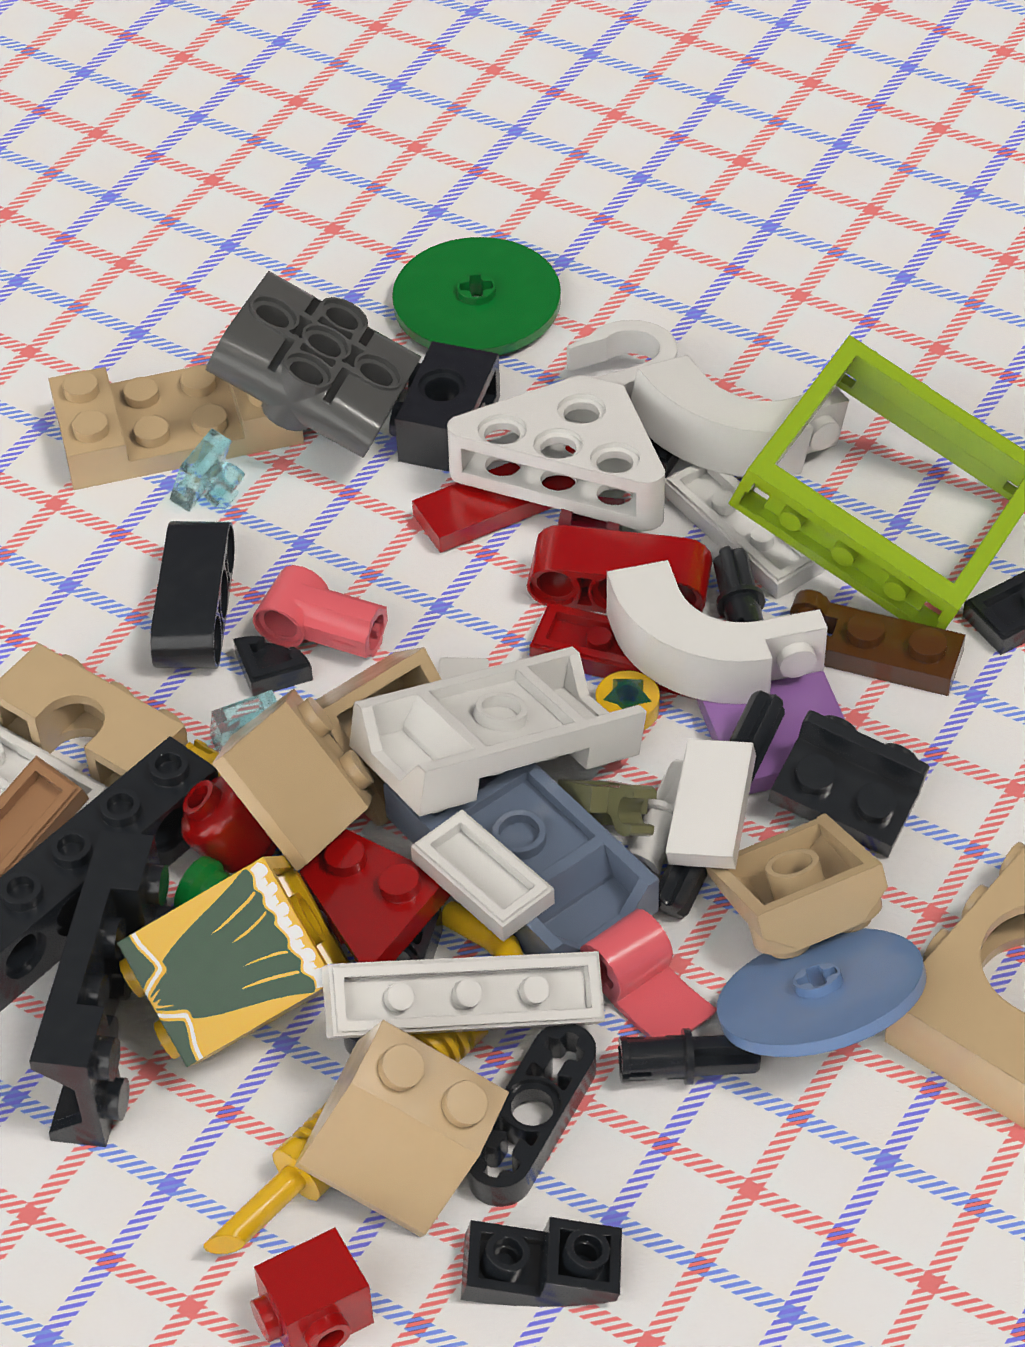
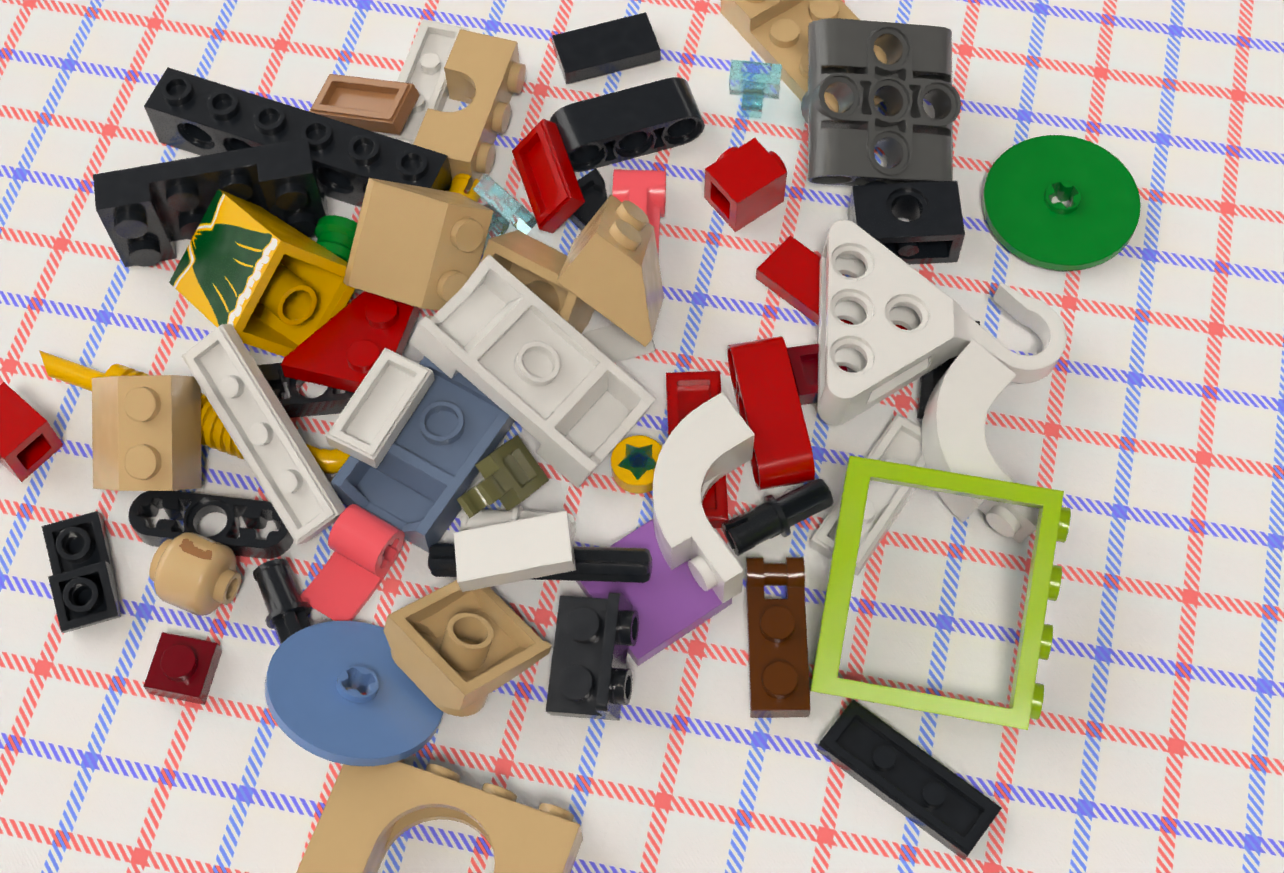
camera: 70 degrees right, 15 degrees up
(68, 593) = (606, 48): none -> black tile
(222, 674) = (548, 176): none -> red tile
(329, 516) = (745, 183): none -> red brick
(409, 608) = (618, 268): none -> tan slope
(602, 1130) = (195, 573): none -> tan head
(711, 1182) = (183, 668): none -> dark red plate

